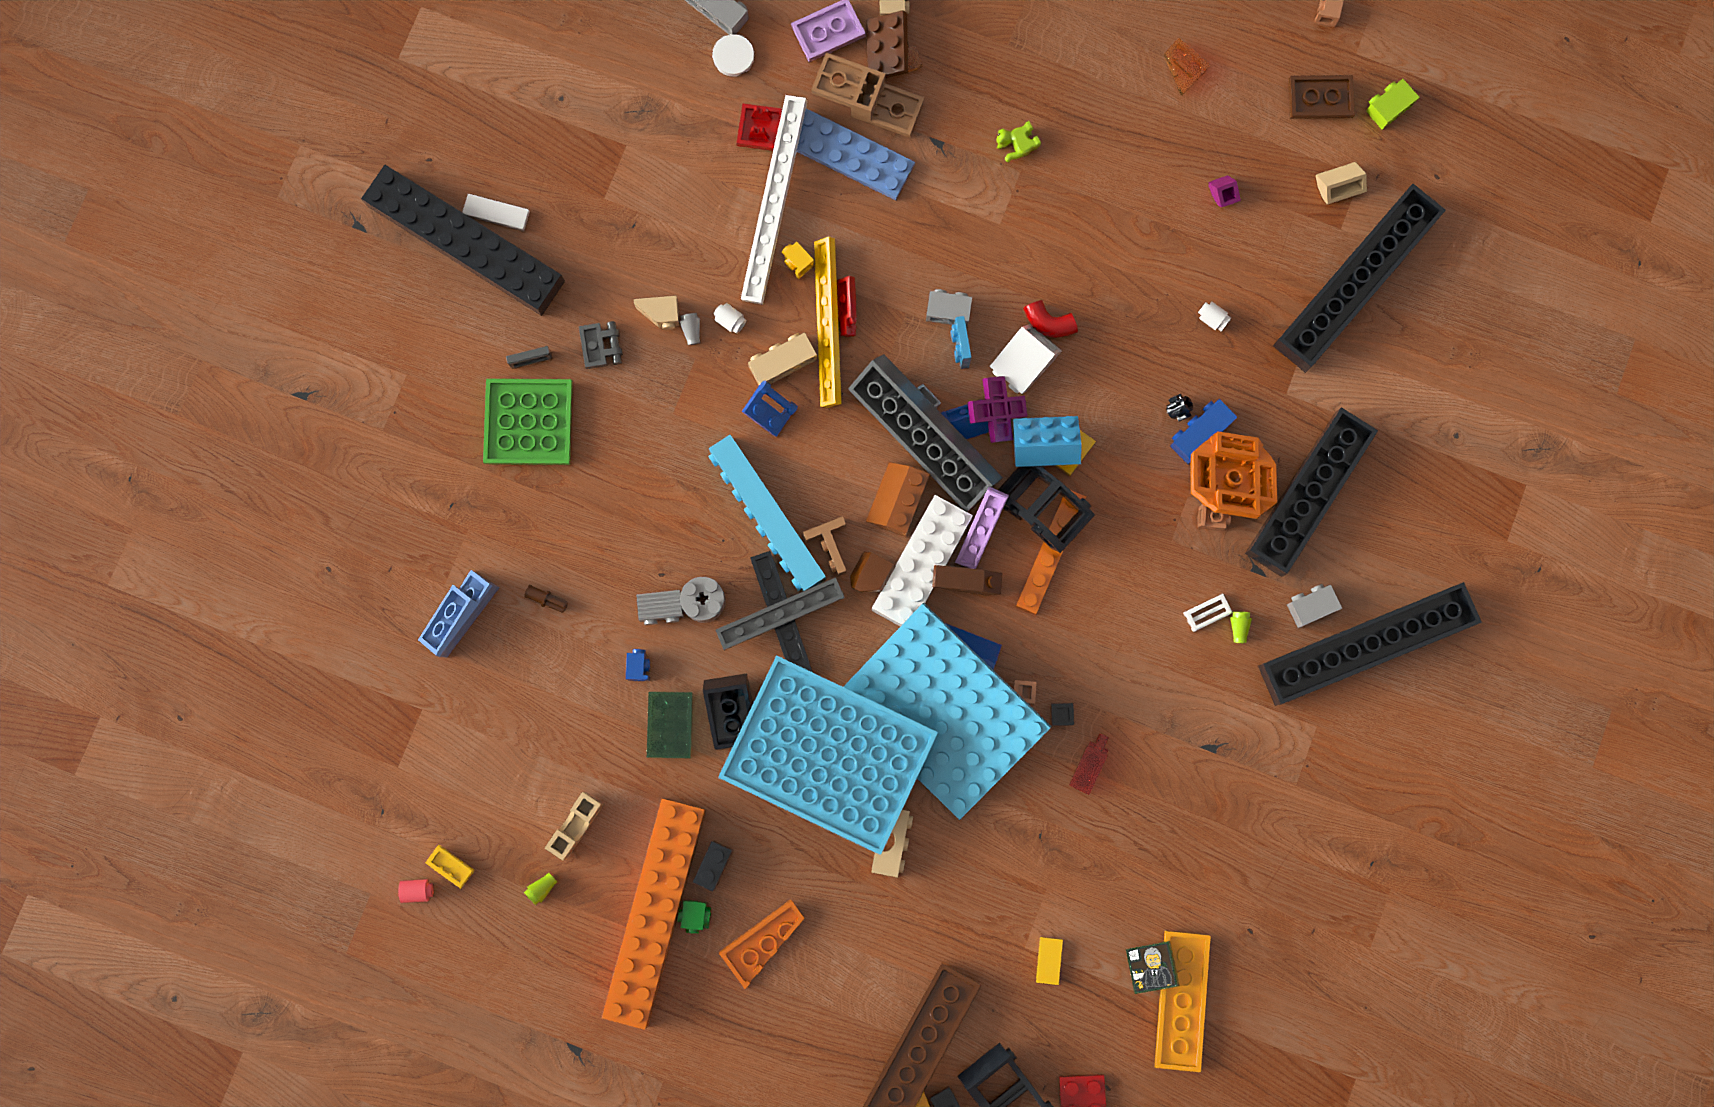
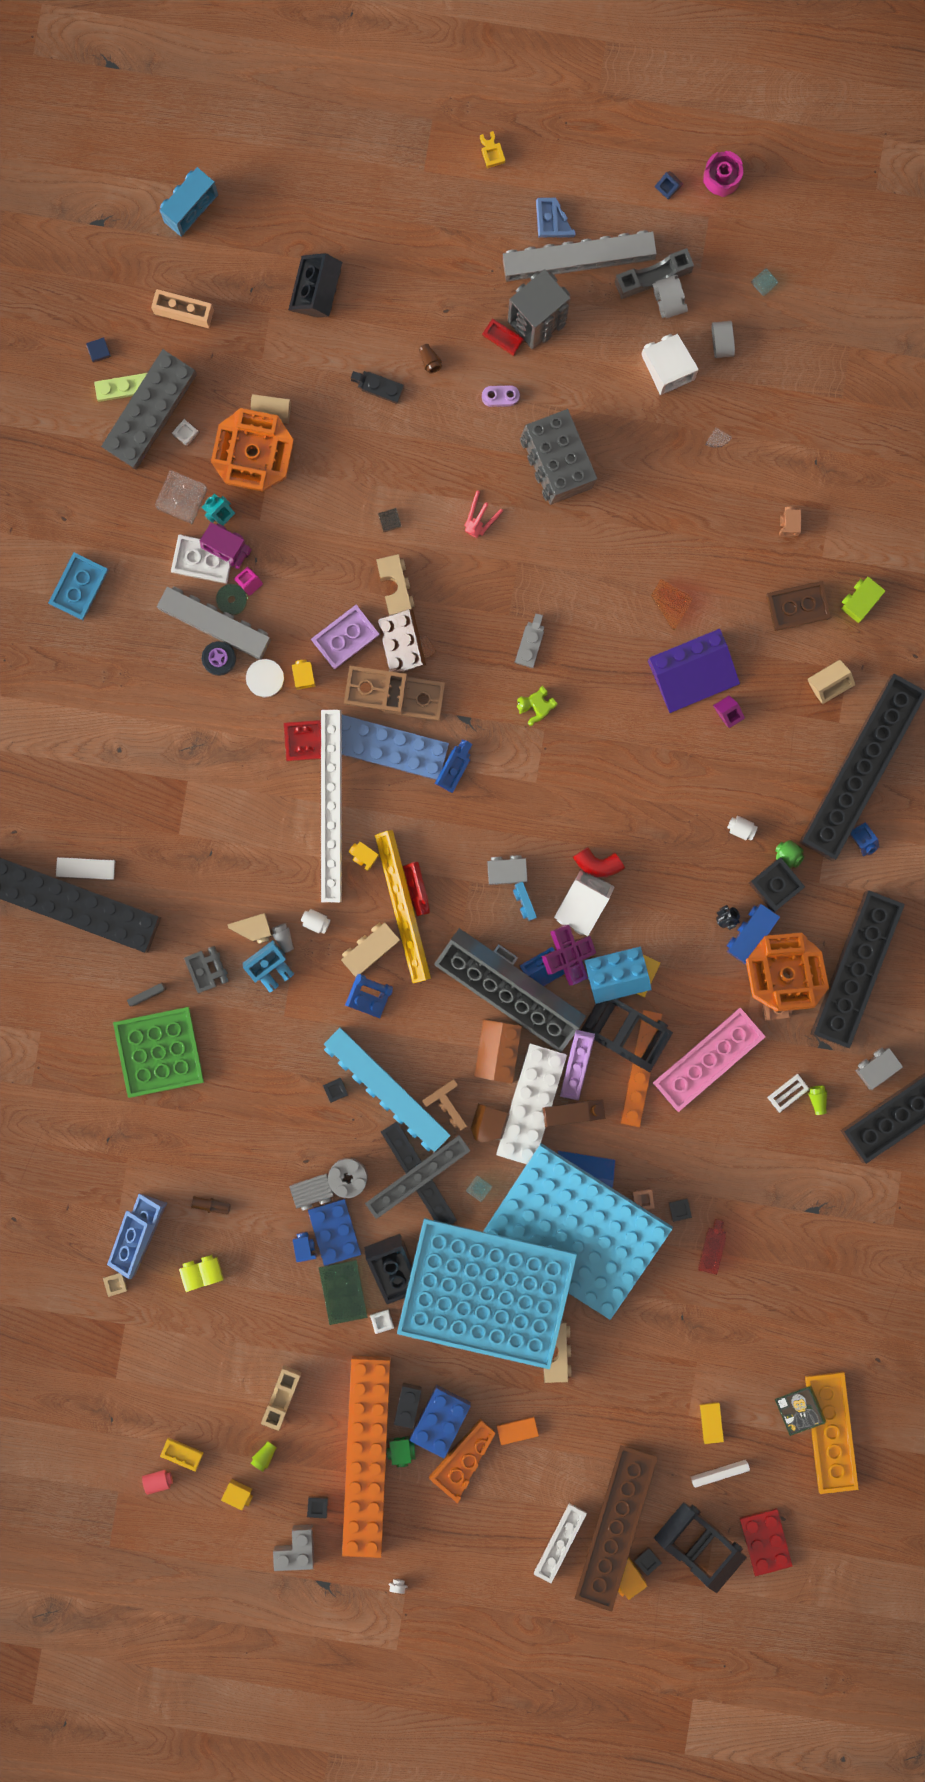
camera: 15 degrees left, 5 degrees up
(421, 662) = (115, 1284): none -> tan plate
(501, 925) = (237, 1495): none -> yellow brick
(519, 670) = (201, 1273): none -> neon yellow brick
(555, 1007) = (299, 1554): none -> light grey brick
(587, 958) = (317, 1507): none -> black plate
(657, 1068) = (398, 1586): none -> white plate
(660, 349) = (264, 961): none -> dark azure brick
(675, 657) = (334, 1232): none -> blue plate
(685, 16) = (216, 651): none -> black wheel
(705, 767) = (382, 1321): none -> white tile
(710, 503) = (335, 1090): none -> black plate
(745, 891) = (440, 1421): none -> blue brick
(775, 59) = (303, 674): none -> yellow brick
(829, 921) = (517, 1430): none -> orange tile
(844, 643) = (479, 1188): none -> clear light blue plate
(850, 1059) = (560, 1543): none -> white plate
(915, 187) = (454, 767): none -> blue hinge
(1025, 76) = (530, 642): none -> light grey hinge
(1047, 1019) = (720, 1473): none -> white tile
(1127, 557) = (709, 1059): none -> bright pink plate
(1195, 140) = (694, 670): none -> dark purple slope
(1240, 382) = (776, 884): none -> black brick
(1260, 354) = (790, 853): none -> bright green head
(1346, 356) = (865, 839): none -> blue bracket

